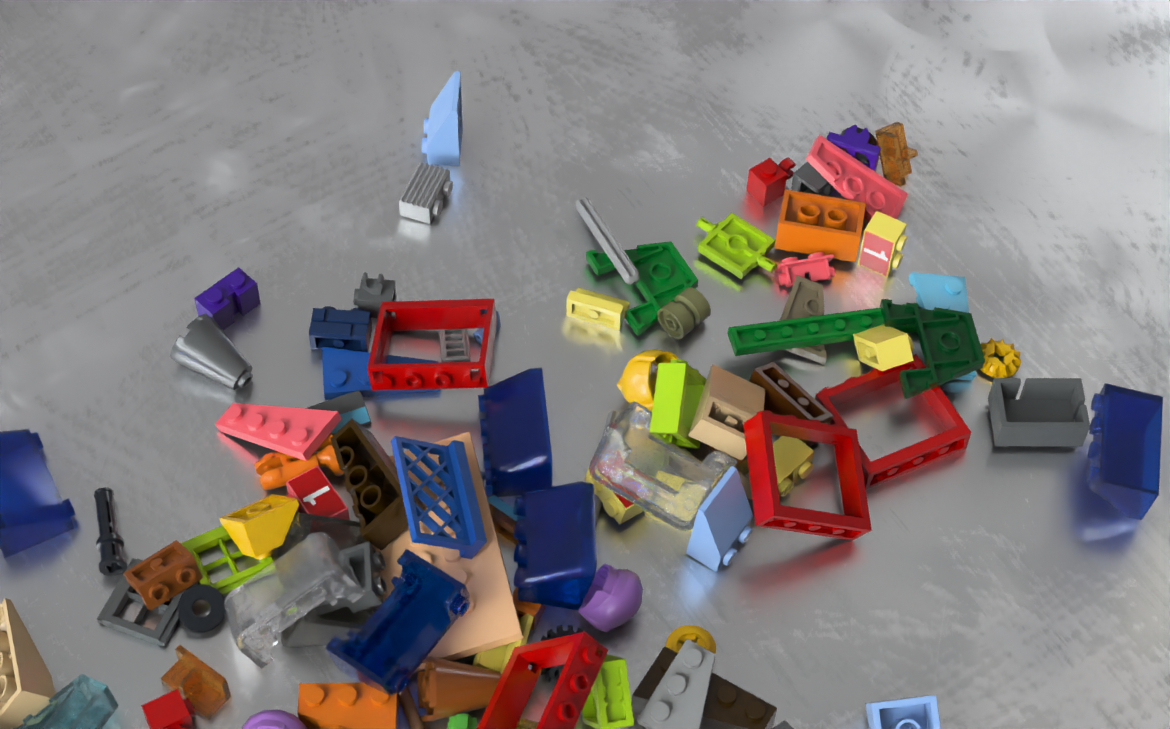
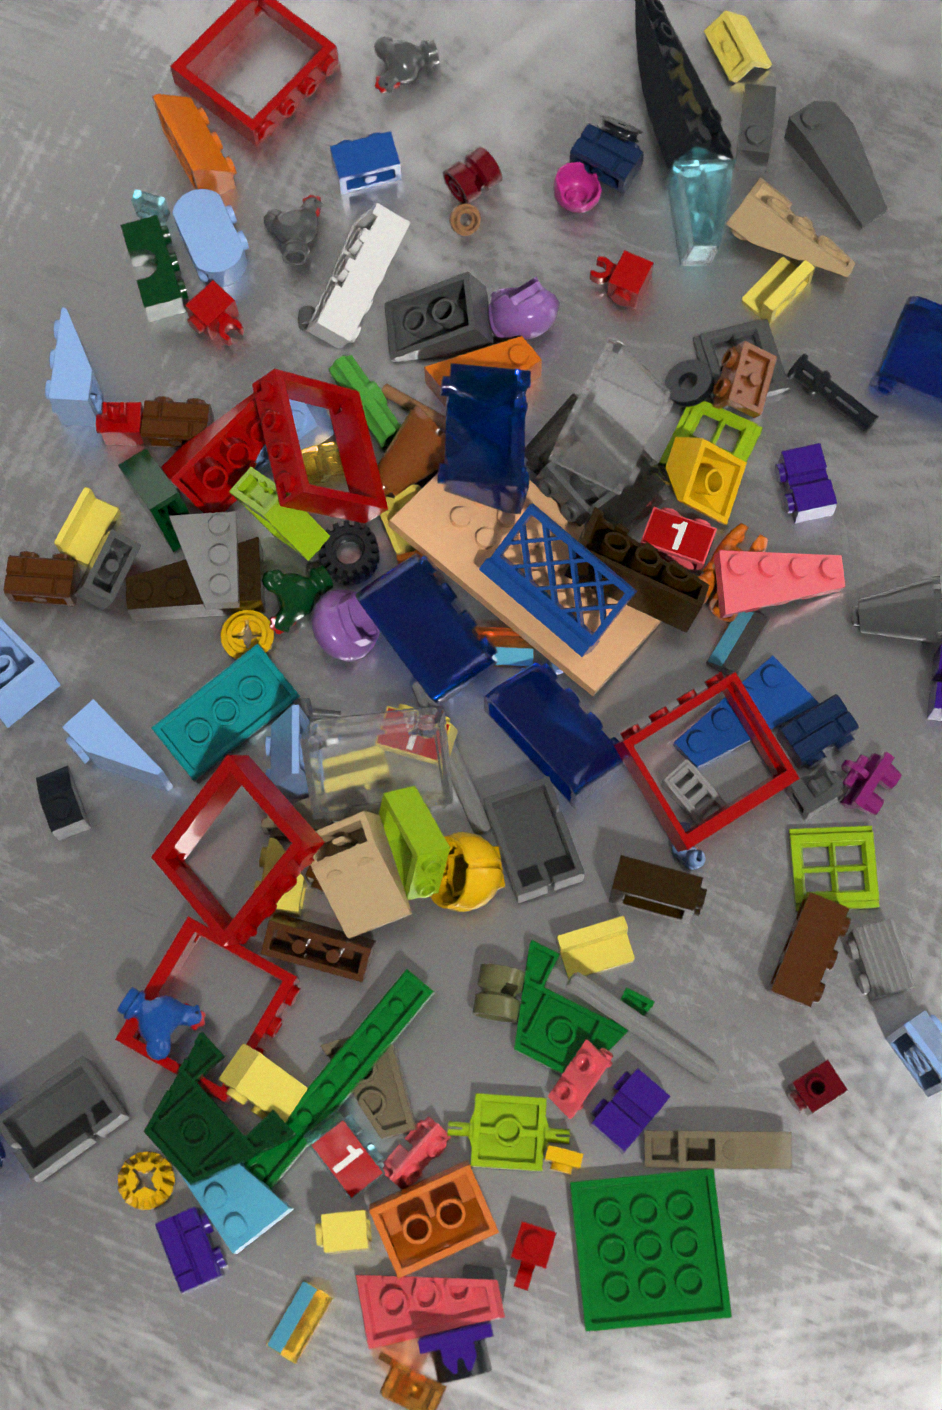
camera: 150 degrees right, 20 degrees up
(65, 633) = (778, 288): none -> light yellow panel
(191, 481) = (806, 483): none -> dark purple brick
(198, 681) = (635, 322): clear orange panel -> none
(335, 284) = (864, 777): none -> magenta hips
(418, 242) = (830, 838): none -> lime piece
(465, 219) = (809, 950): none -> reddish brown brick
(526, 157) = (816, 1088): none -> dark red brick
(533, 299) = (657, 889): none -> dark brown window
(587, 378) = (530, 841): none -> dark grey piece
(613, 156) = (718, 1149): none -> dark tan slope
(634, 646) = (295, 594): none -> dark green animal
(651, 211) = (629, 1110): none -> dark purple brick
(668, 235) = (580, 1078): none -> coral hinge
(685, 566) = (305, 704): none -> dark grey hand
(696, 146) = (650, 1250): none -> green plate
(711, 209) = (563, 1159): none -> yellow plate
(746, 601) = (225, 712): none -> teal tile
(853, 285) = (344, 1154): none -> red brick
(854, 616) = (101, 740): none -> light blue slope
(916, 616) = (62, 803): none -> black slope
(933, 416) = (159, 1019): none -> blue animal
(941, 231) = (300, 1322): none -> slope
(991, 300) = (191, 1249): none -> dark purple brick

